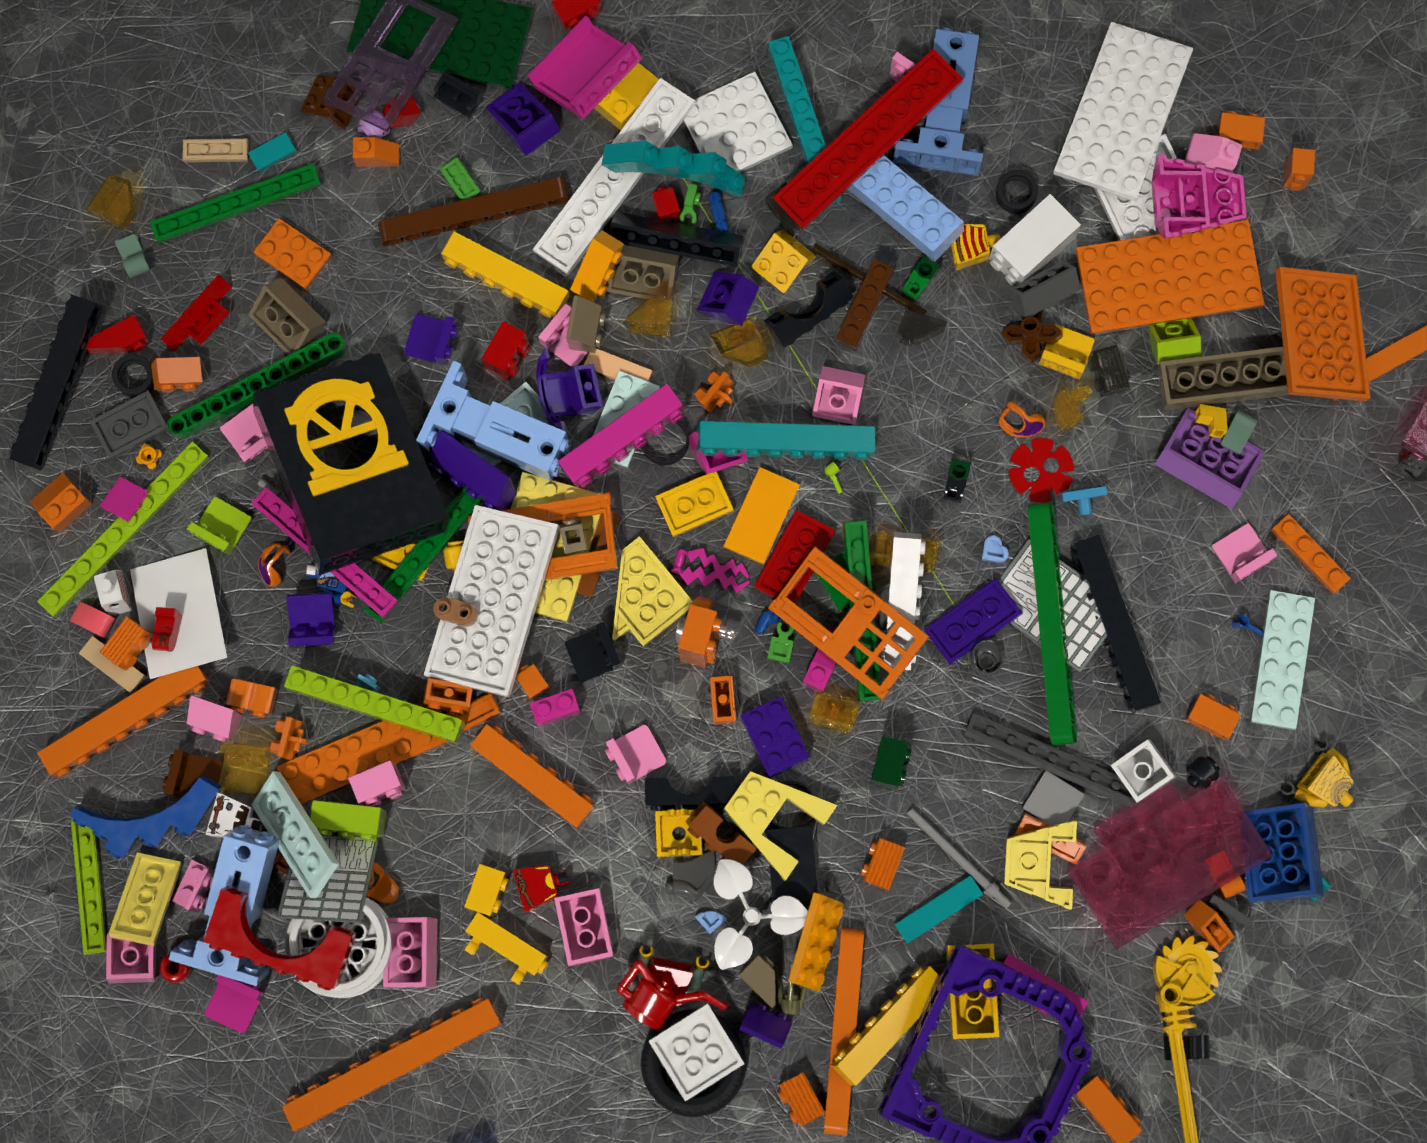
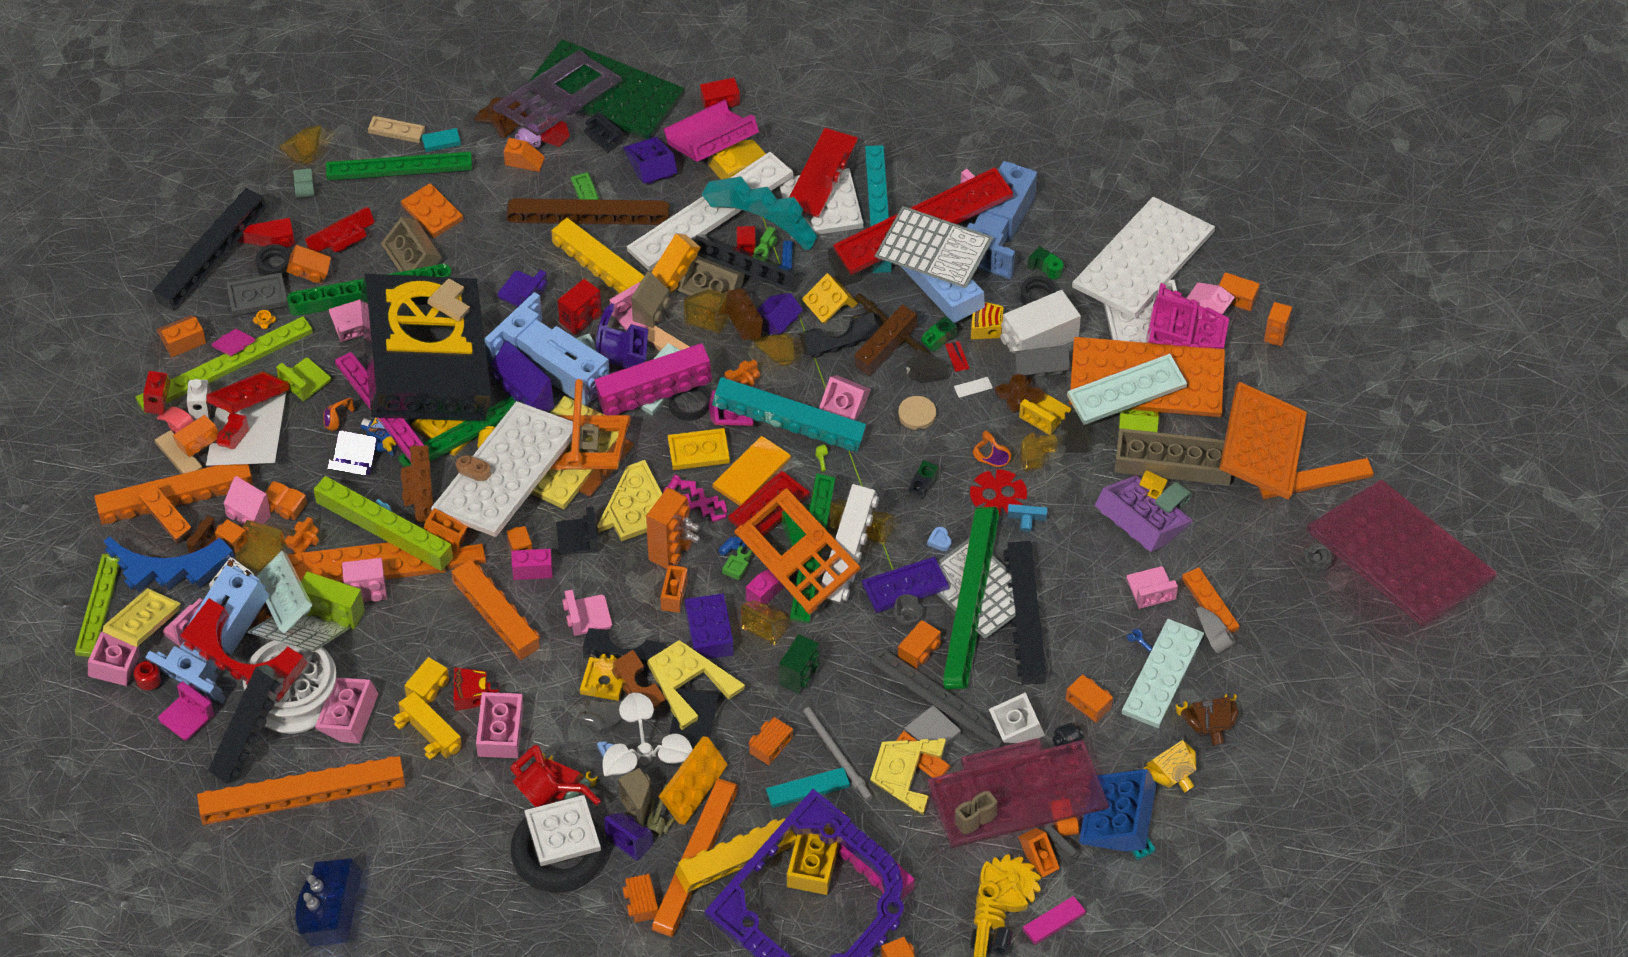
camera: 10 degrees right, 25 degrees down
(61, 598) = (157, 387): none -> red torso
(126, 757) = (165, 513): none -> orange brick
(165, 570) = (247, 392): none -> red plate
(208, 764) = (232, 535): none -> orange brick
(312, 1022) = (246, 724): none -> black brick
(356, 404) = (446, 300): none -> tan tile
(385, 889) = (344, 663): orange piece -> none
(397, 641) = (417, 483): none -> dark orange bracket
(565, 568) = (574, 457): none -> orange piece
(695, 314) = (744, 314): none -> reddish brown brick
(727, 90) = (823, 171): none -> red bracket
(891, 174) = (934, 247): none -> sticker
(923, 388) = (917, 412): none -> tan tile
(946, 298) = (957, 356): none -> red sticker
(975, 335) = (973, 387): none -> white sticker
(1010, 697) = (919, 644): none -> orange brick
(1015, 146) = (1046, 262): none -> leg
(1133, 915) = (976, 812): none -> dark tan brick
(1155, 307) = (1126, 389): none -> light aqua plate
(1245, 1003) = (1054, 920): none -> dark pink tile
(1327, 593) = (1216, 631): none -> light grey piece
(1352, 708) = (1211, 717): none -> reddish brown torso

